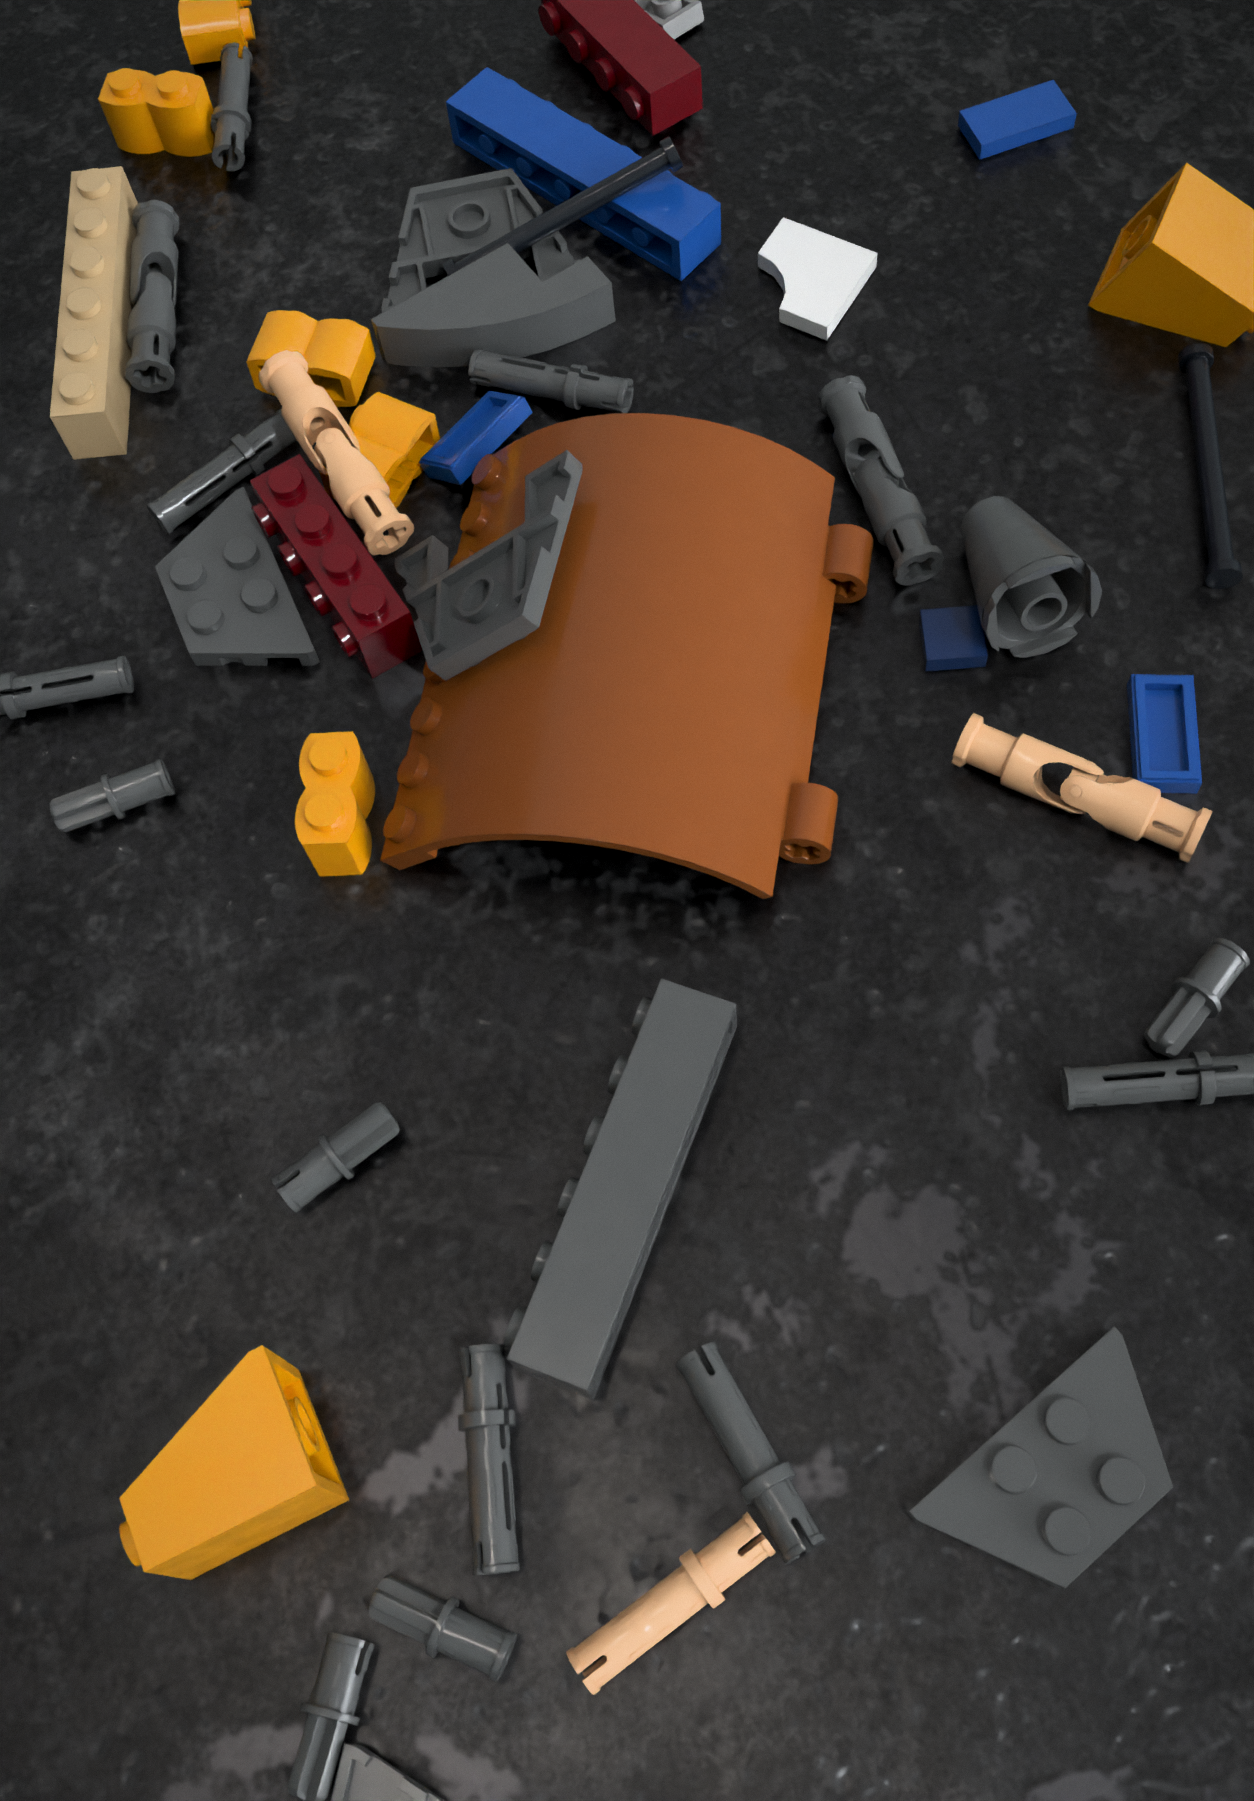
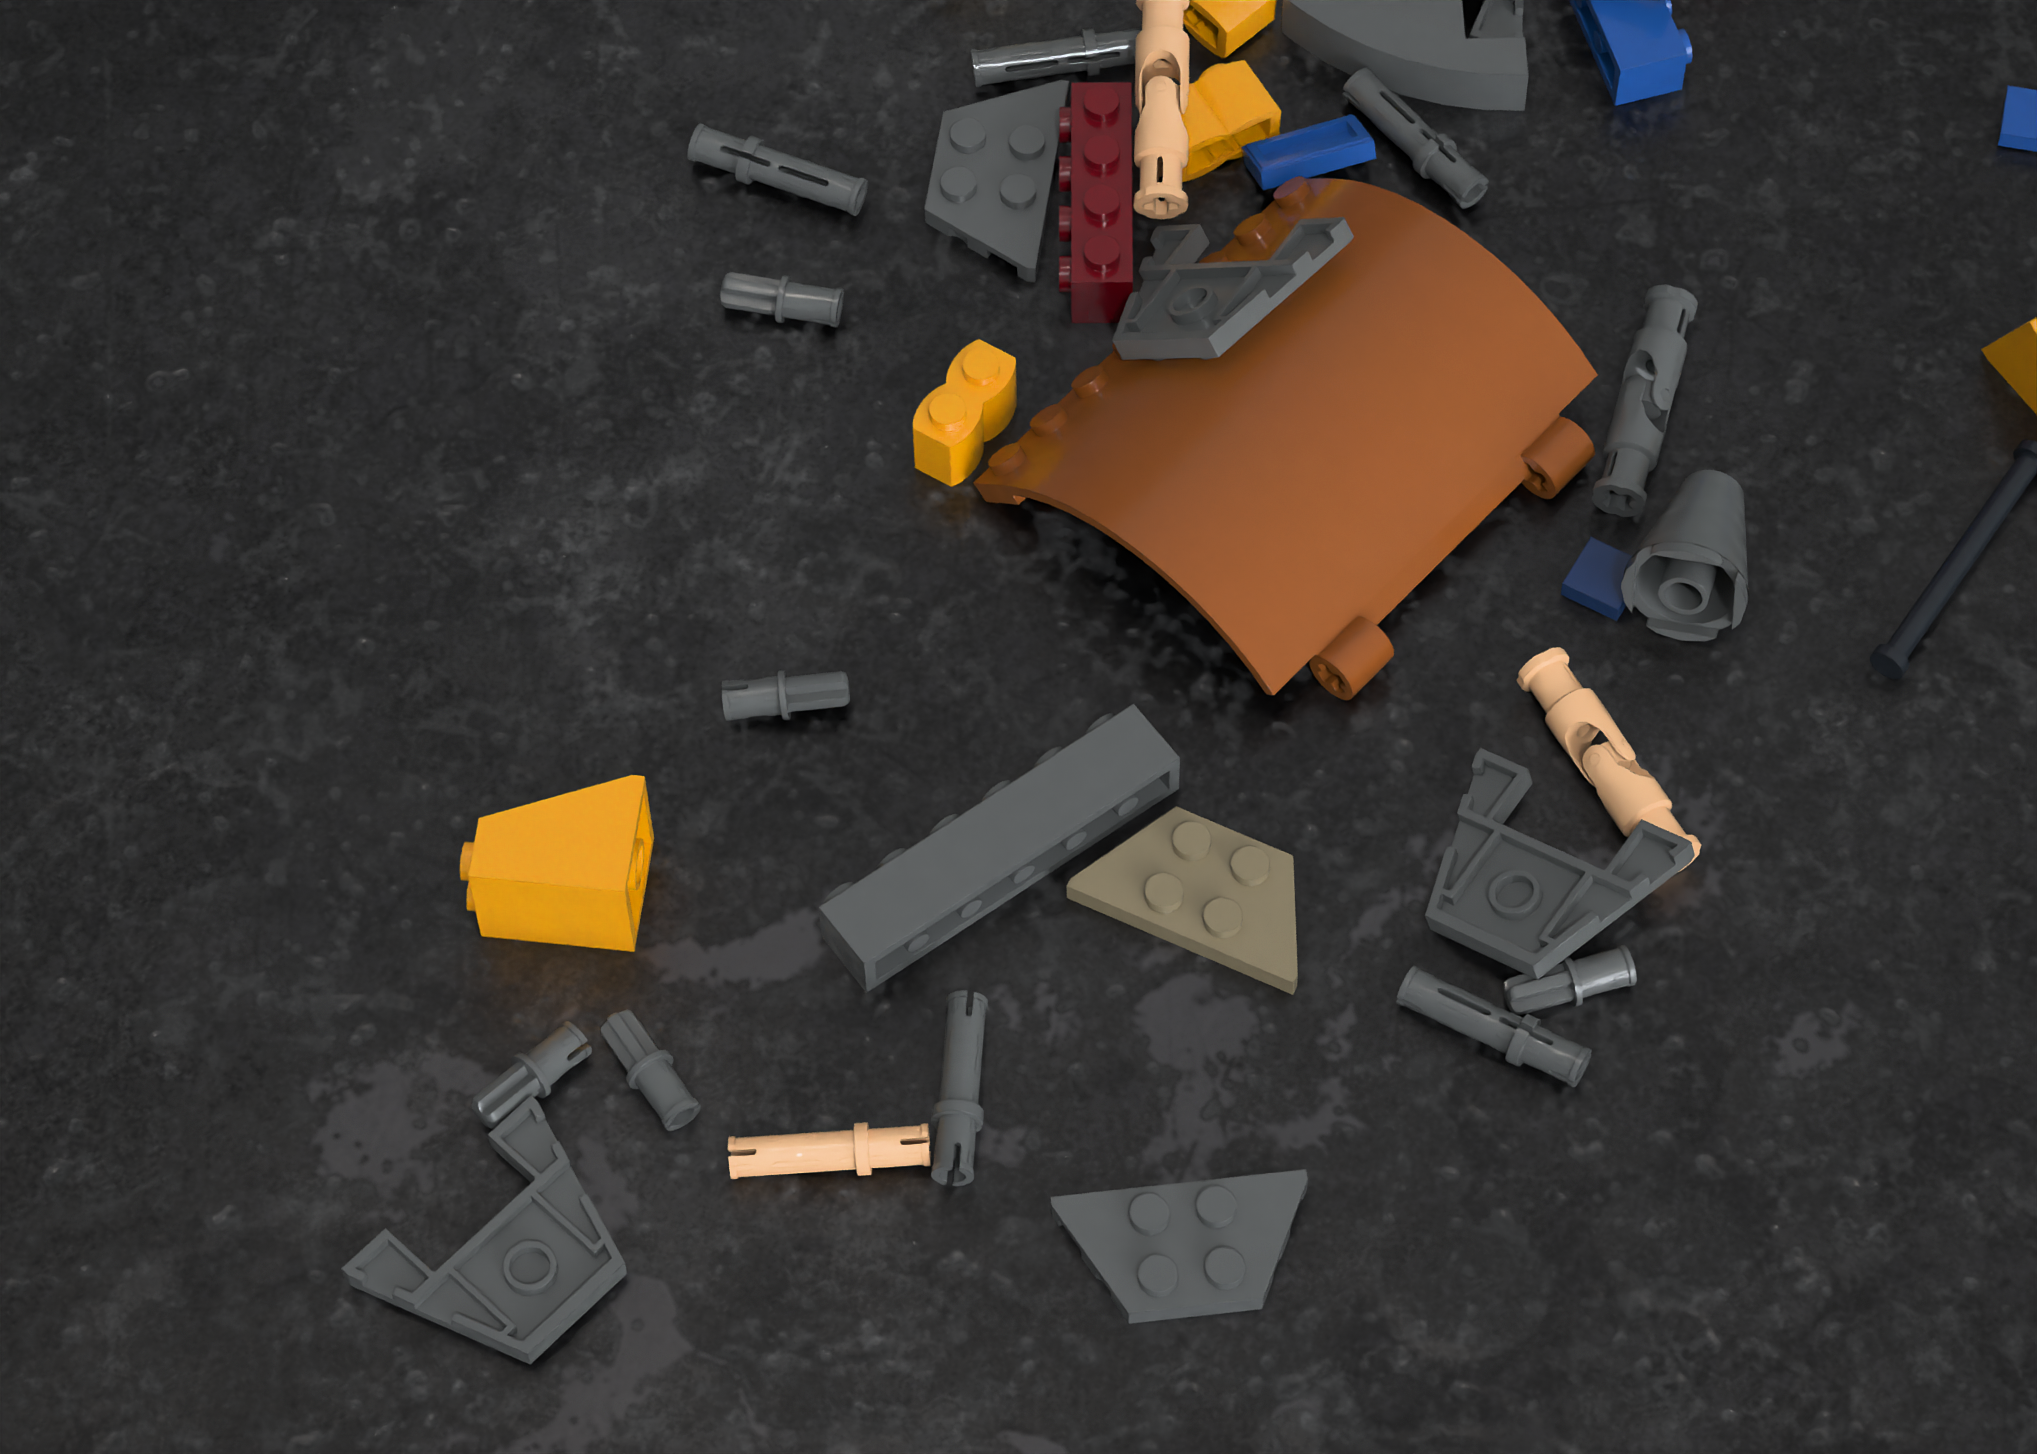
camera: 25 degrees right, 5 degrees down
(489, 1471) = (772, 956): dark grey pin -> none
(816, 275) = (1743, 173): white tile -> none
(831, 1112) = (1202, 892): none -> dark tan wing
(1109, 947) = (1526, 897): none -> dark grey wing
(1164, 732) = (1724, 764): blue tile -> none

